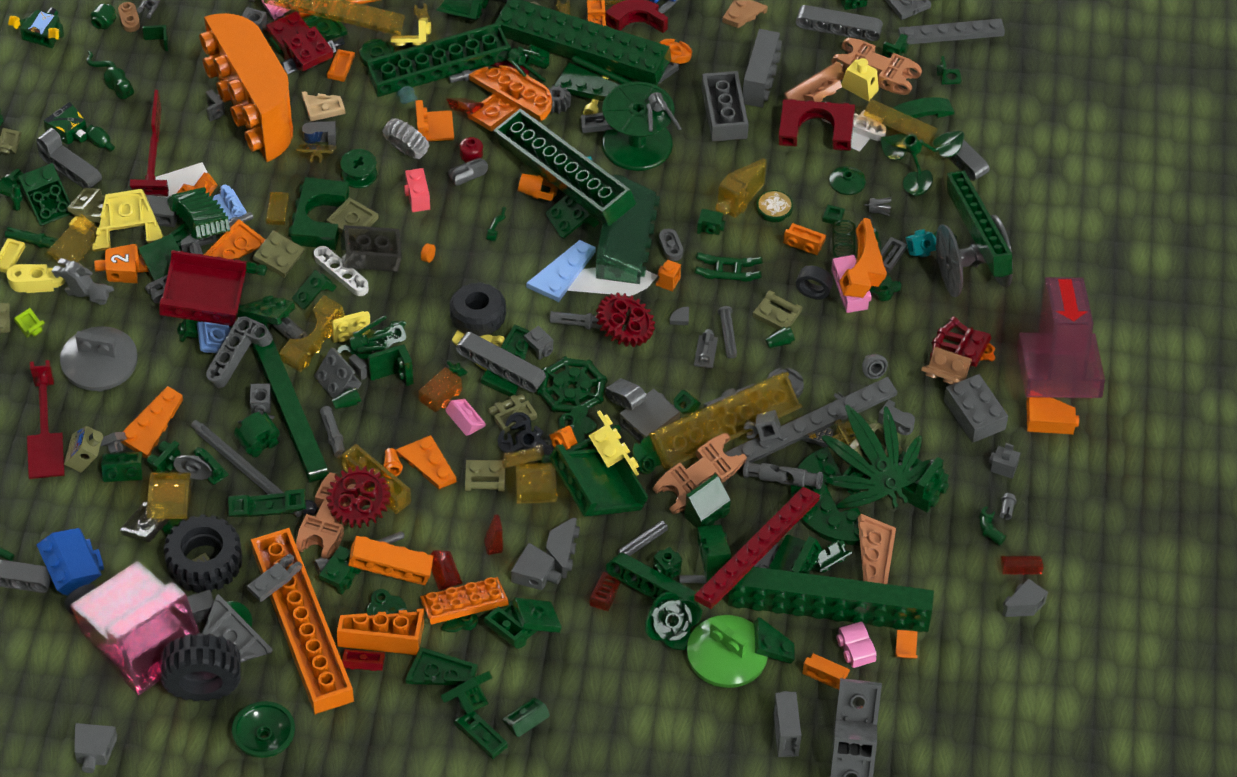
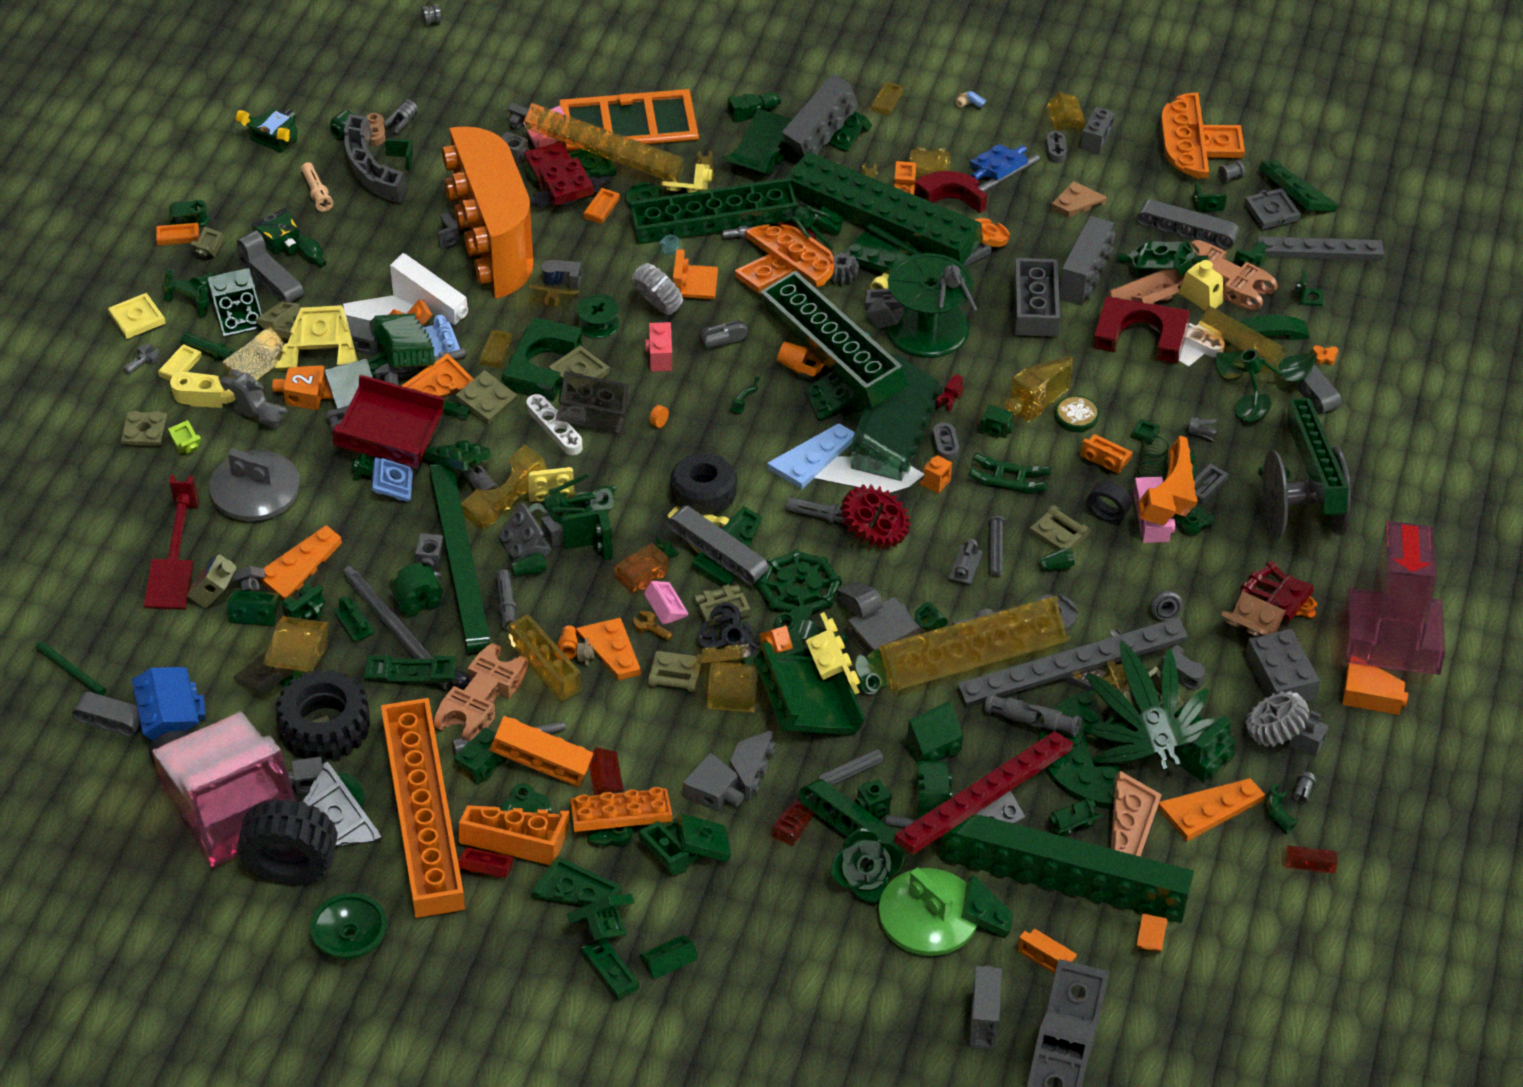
camera: 10 degrees right, 5 degrees down
(93, 82) = (318, 192): none -> light nougat pin
(93, 745) = (145, 917): dark grey torso -> none
(113, 77) = (342, 190): dark green animal -> none
(143, 64) = (376, 178): none -> dark grey brick
(150, 184) = (357, 305): dark red piece -> none
(193, 465) = (334, 614): dark grey dish -> none
(198, 158) = (415, 282): none -> white slope
(221, 372) = (390, 515): dark grey beam -> none
(274, 578) = (398, 751): dark grey hinge -> none
(311, 288) = (515, 438): dark green bracket -> none
(323, 106) = (571, 245): tan wing -> none
(362, 481) = (517, 673): dark red gear -> none
(408, 469) = (585, 652): none -> dark tan plate
(456, 438) = (649, 625): none -> pearl gold bar
(464, 105) = (733, 262): clear red slope -> none
(471, 149) = (731, 309): dark red head -> none
(494, 537) = (671, 741): clear red slope -> none
(540, 342) = (769, 529): dark grey bracket -> none
(599, 138) = (882, 315): none -> dark grey panel
(669, 198) = (952, 391): none -> dark red plate
(680, 316) = (942, 522): dark grey tile -> none
(711, 462) = (946, 686): nougat piece -> none
(766, 425) = (1022, 655): dark grey brick -> none
(796, 555) = (1033, 808): dark green bracket -> none
(836, 56) = (1176, 256): none -> dark green plate
(847, 180) = (1169, 396): dark green dish -> none
(857, 645) = (1089, 925): bright pink brick -> none
(921, 243) = (1245, 474): teal brick -> none
(932, 535) = (1208, 808): none -> orange wing
(969, 127) = (1325, 355): none -> orange piece
(979, 452) = (1277, 718): none -> light grey gear
(1026, 600) = (1309, 901): dark grey slope -> none

